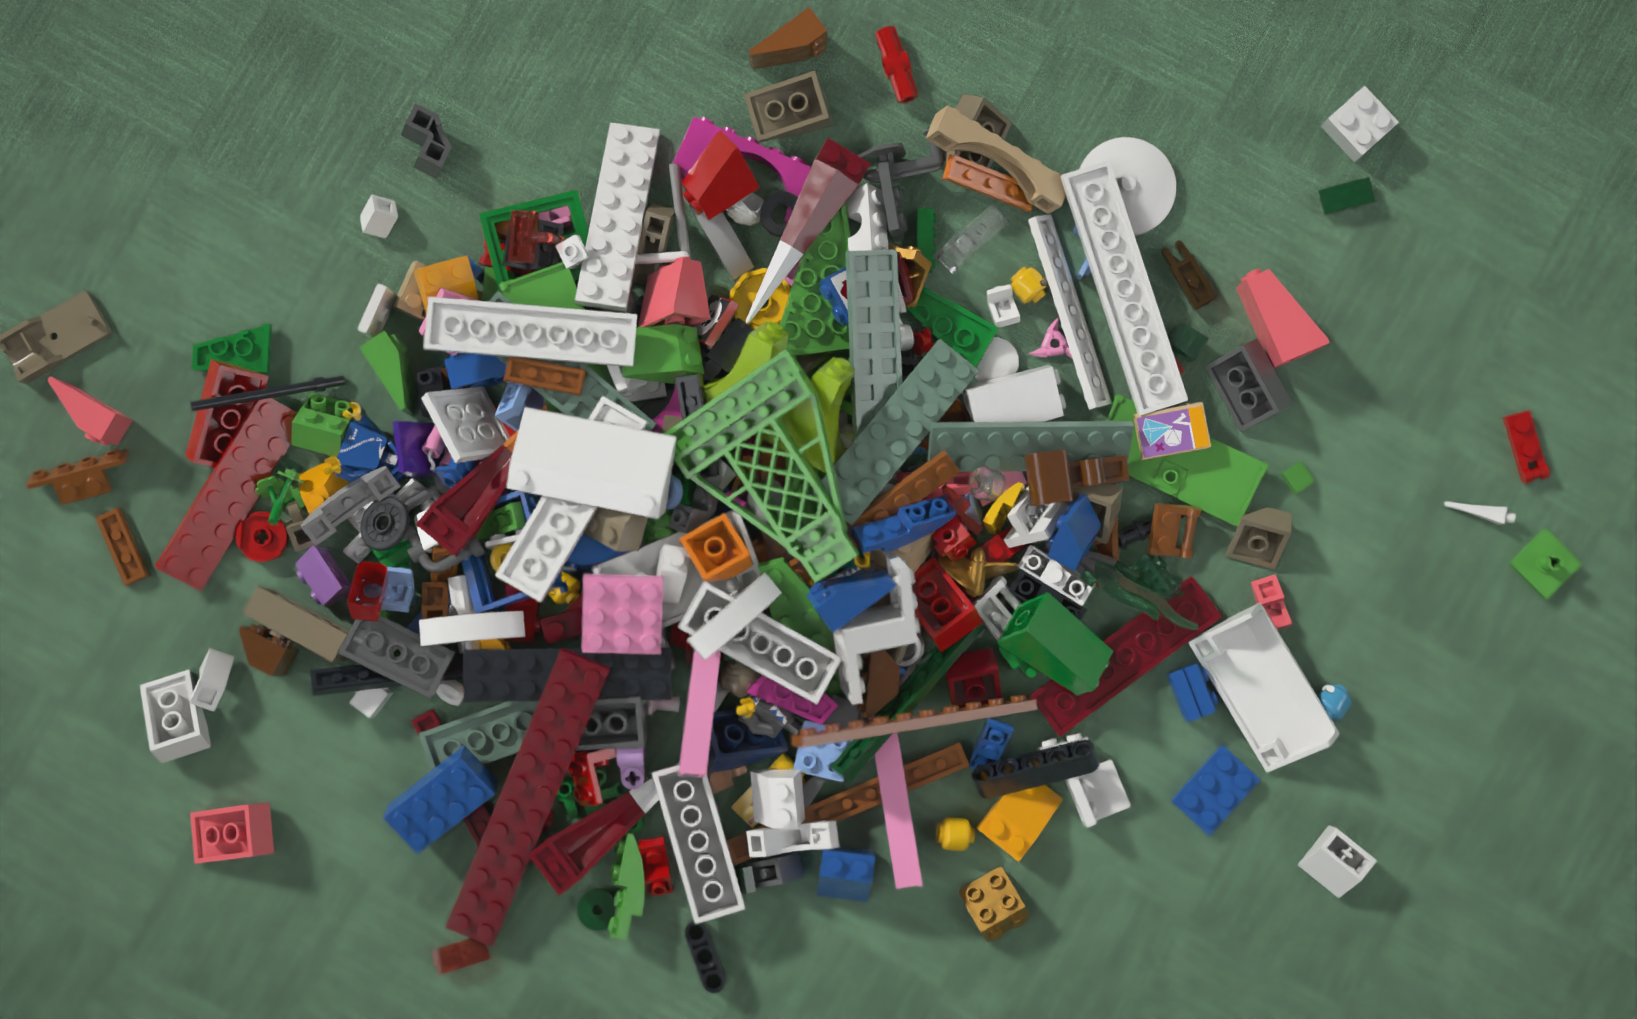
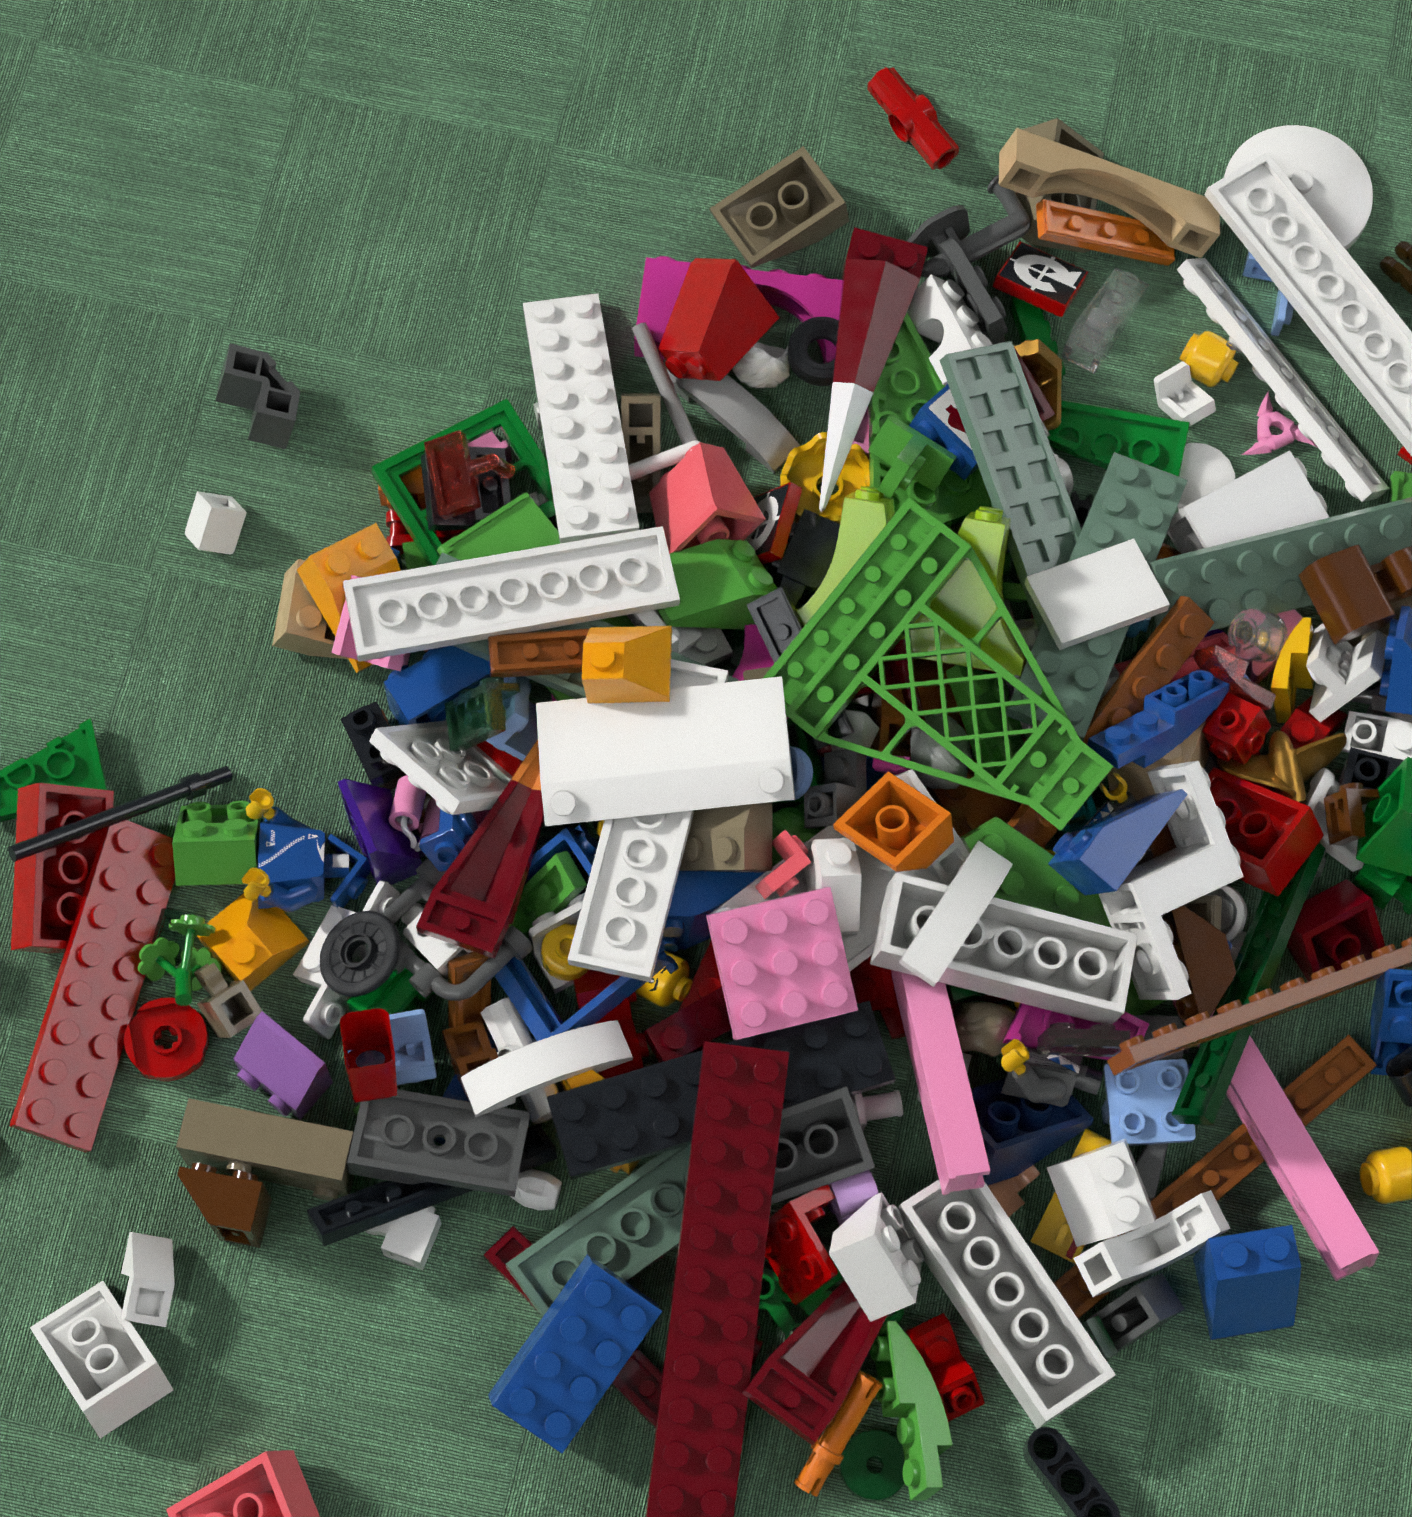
camera: 20 degrees left, 15 degrees down
(348, 501) = (294, 935): light grey slope -> none
(377, 311) = (256, 652): white plate -> none
(392, 366) = (291, 718): bright green slope -> none
(491, 398) = (478, 713): none -> clear green bracket
(572, 252) = (533, 475): white bracket -> none
(572, 895) = (833, 1441): none -> orange pin
(585, 400) = (627, 664): none -> light orange slope
(629, 800) = (878, 1258): none -> white slope
(642, 558) = (783, 877): none -> coral bracket
(781, 705) = (1098, 1041): none -> clear smoke plate
(791, 43) = (755, 124): dark orange slope -> none
(811, 306) = (910, 456): none -> bright green bracket
(891, 434) = (1096, 594): none -> white tile
(922, 341) = (1093, 478): red plate -> none
(939, 201) = (1040, 279): none -> tile
(1001, 611) = (1345, 814): none -> reddish brown bracket

